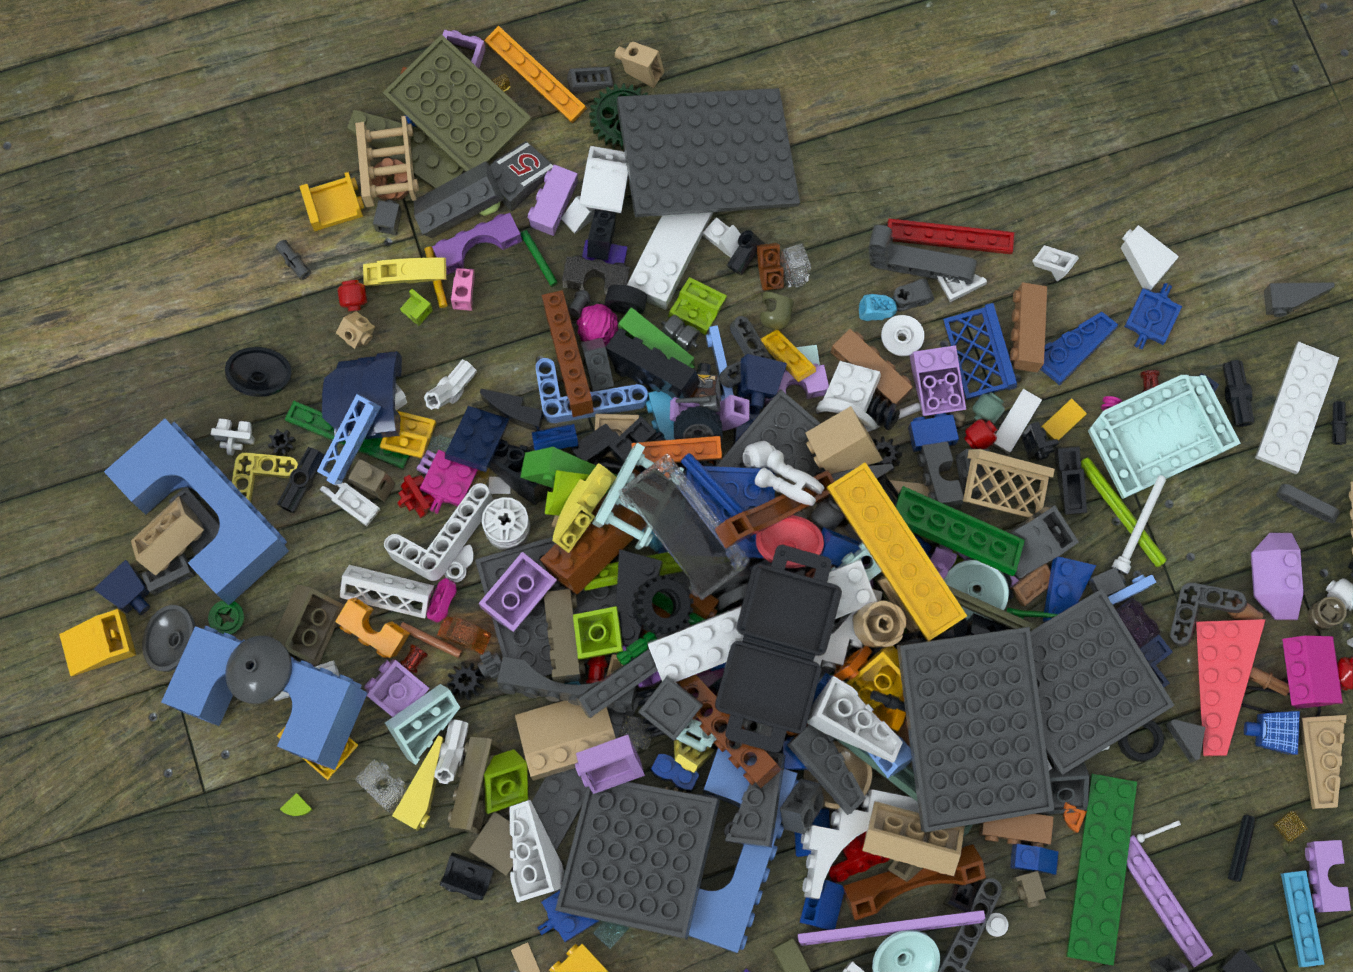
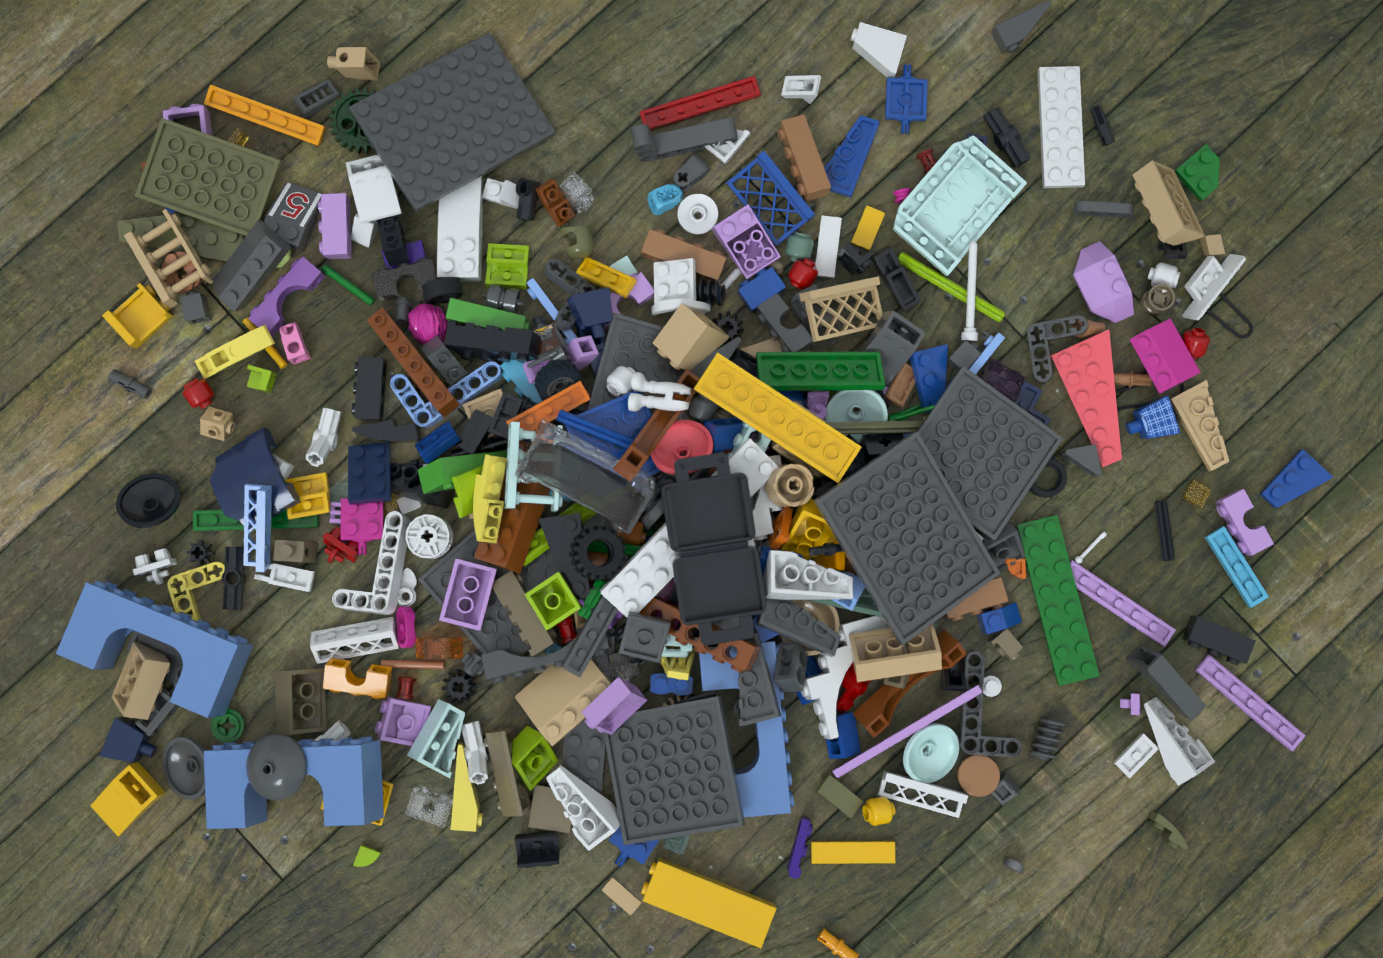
camera: 30 degrees left, 10 degrees up
(514, 361) = (369, 389): none -> black brick

